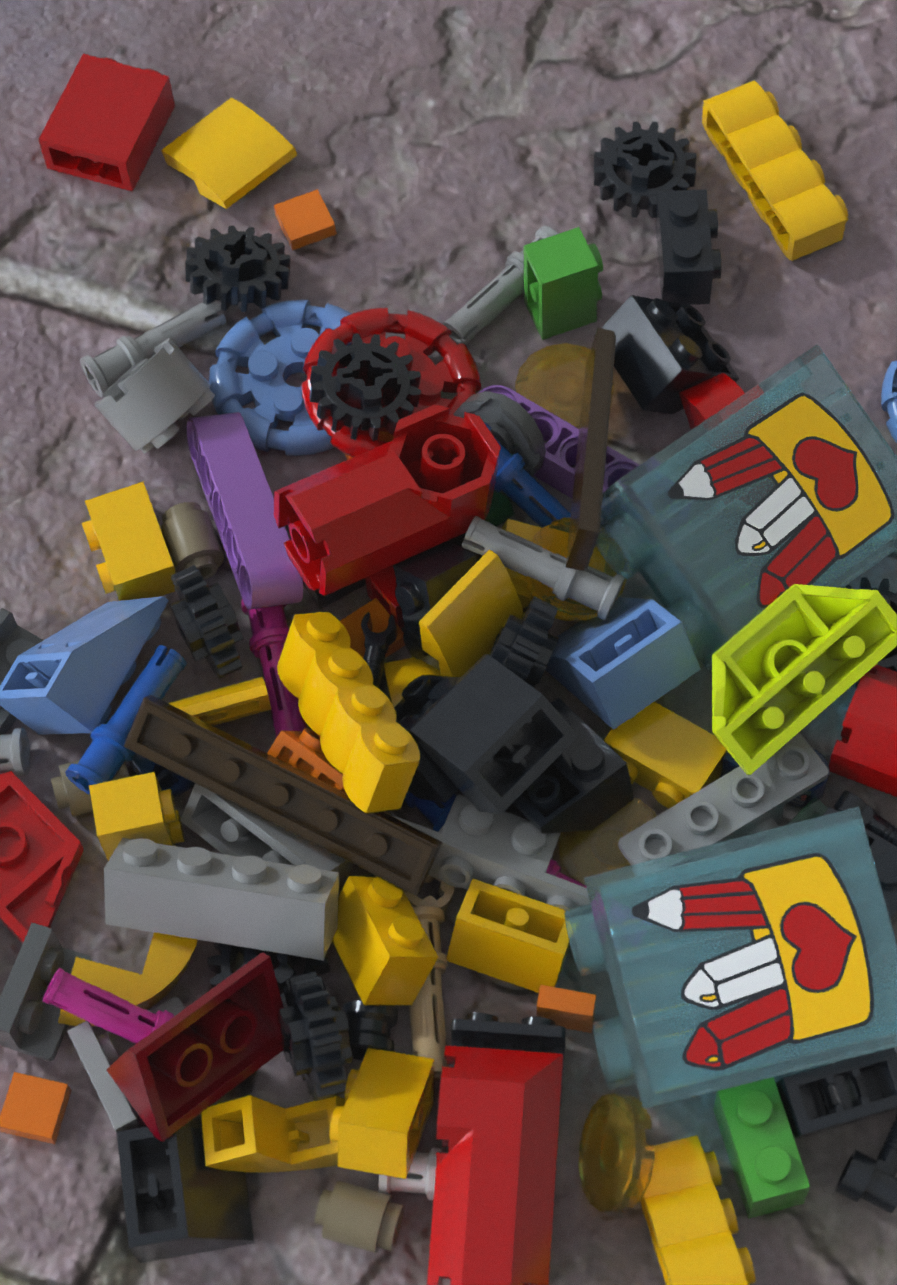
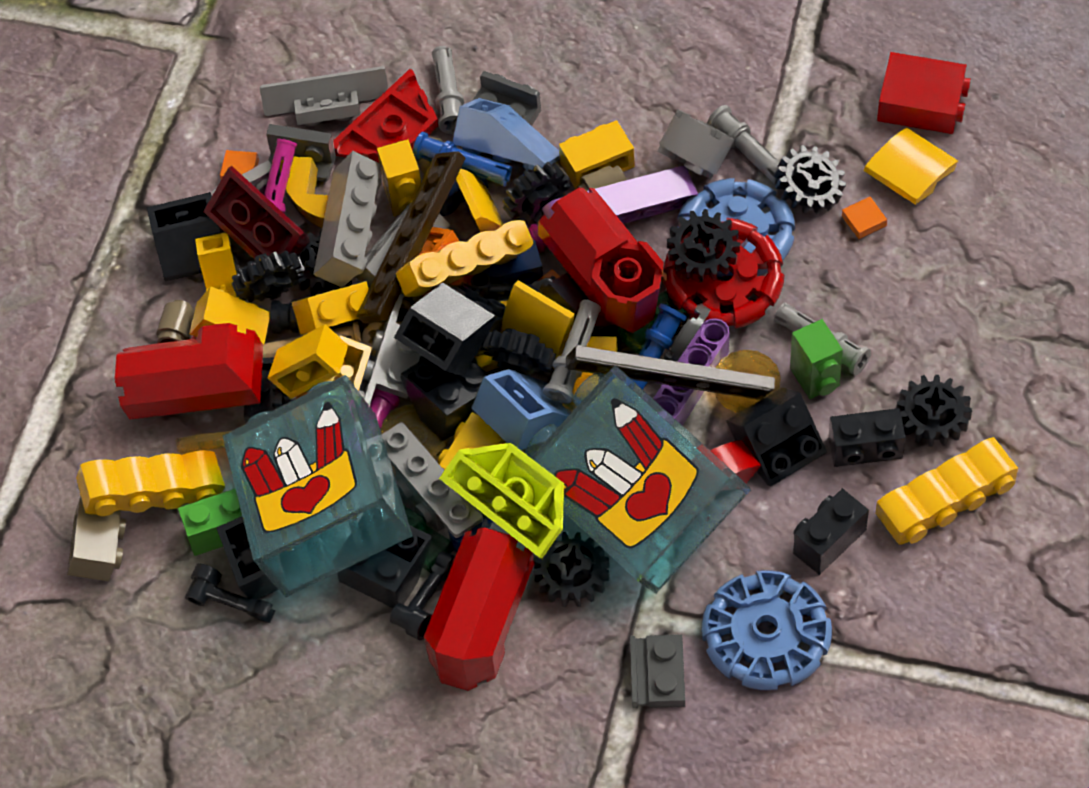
camera: 85 degrees right, 5 degrees down
(507, 966) = (308, 361): none -> yellow brick
(831, 304) = (830, 531): none -> black brick

